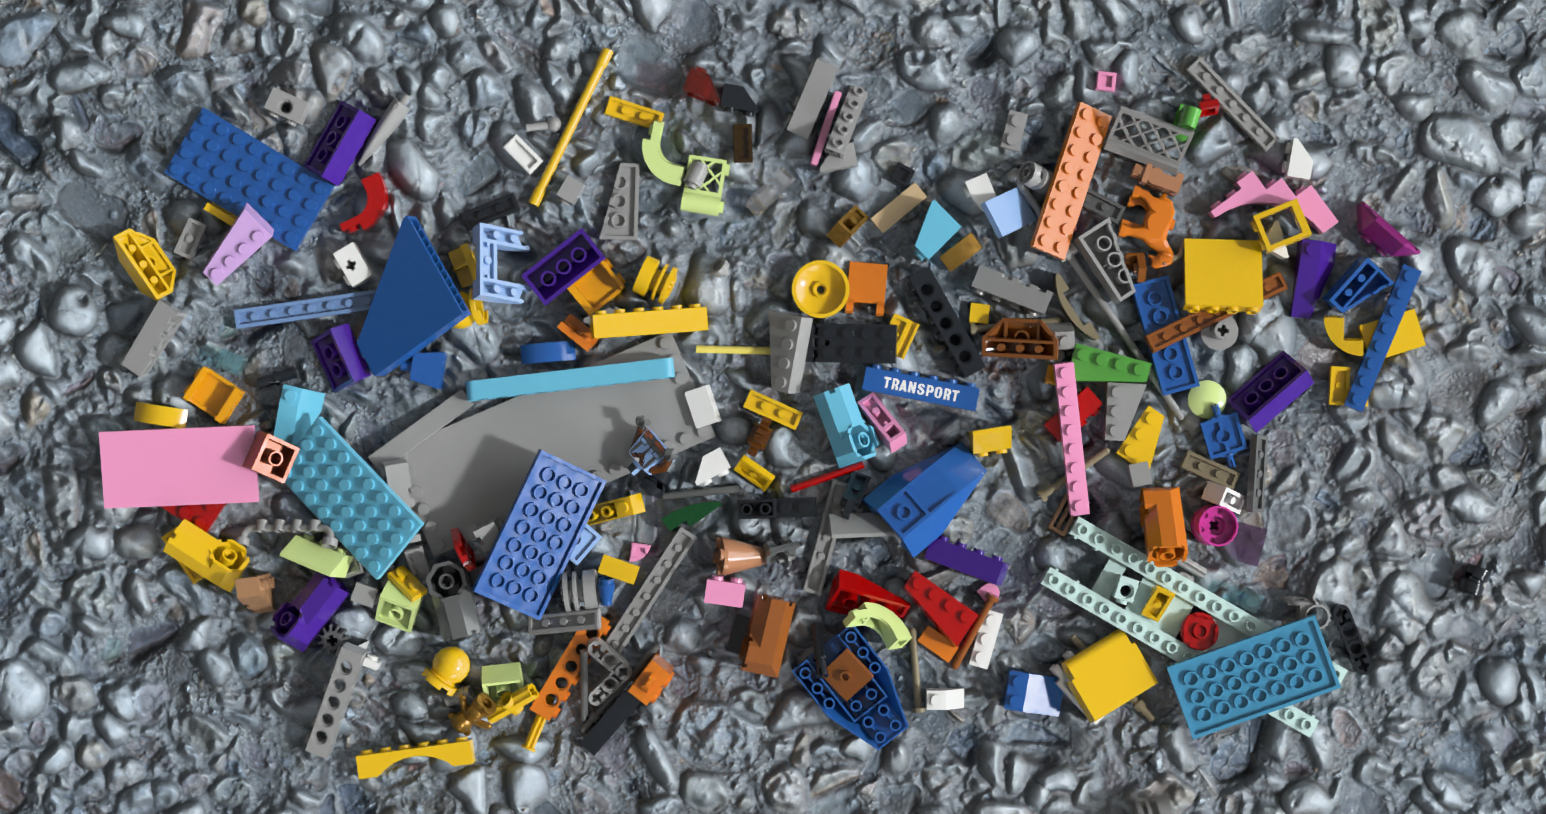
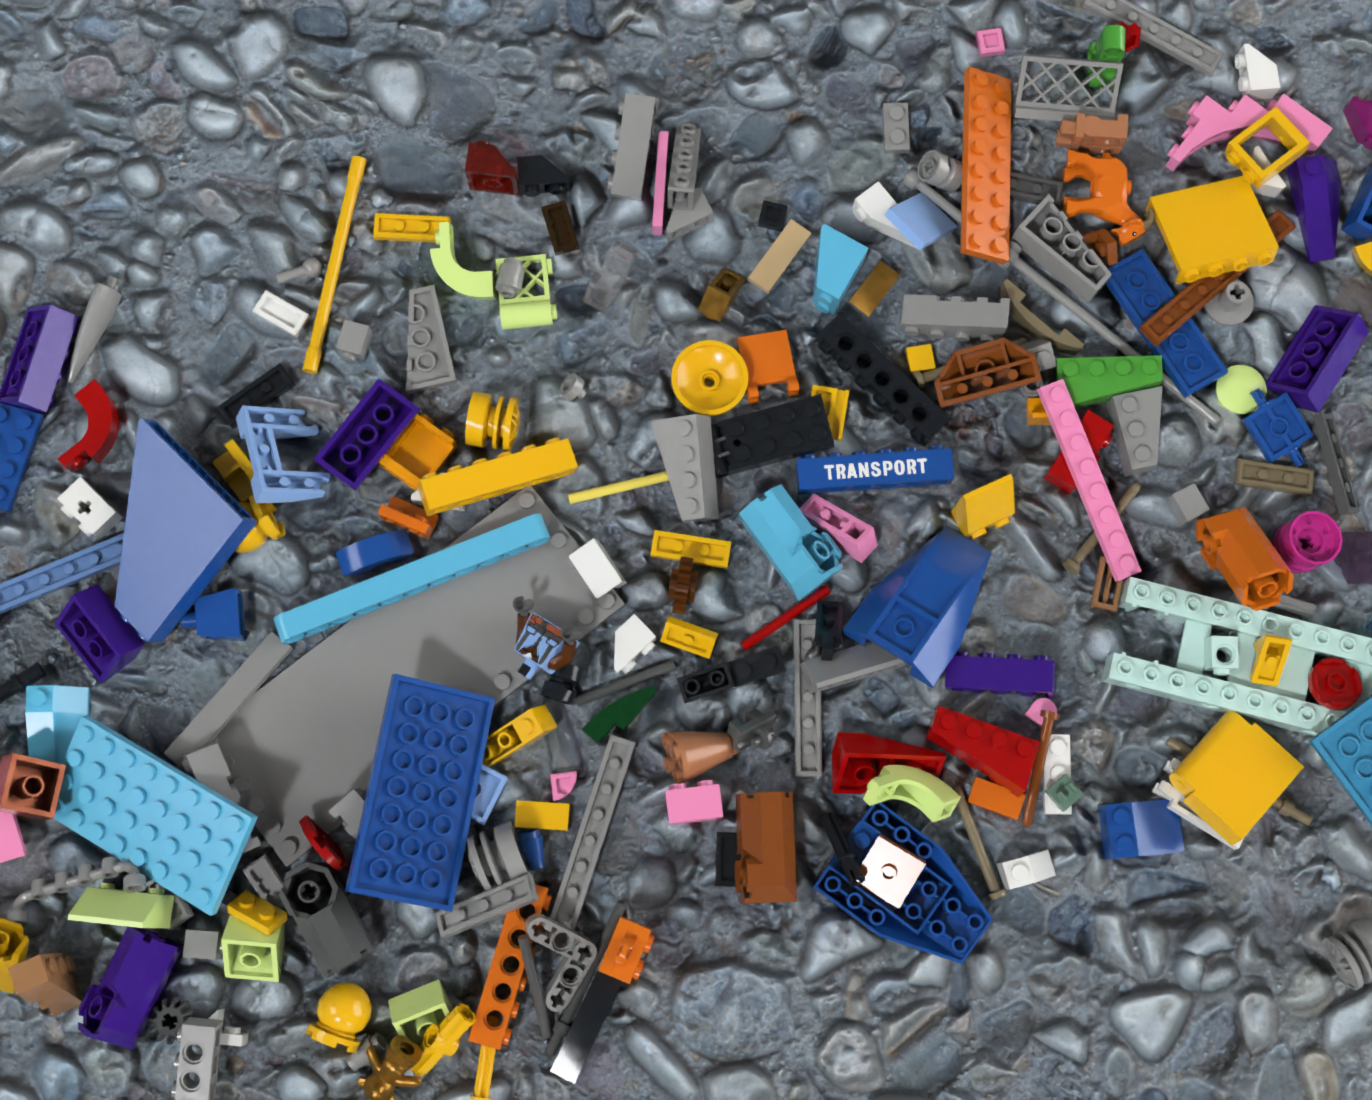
camera: 20 degrees left, 10 degrees down
(985, 653) = (1064, 792): none -> sand green tile
(1143, 438) = (1176, 458): yellow wing -> none
(1223, 497) = (1298, 500): white slope -> none

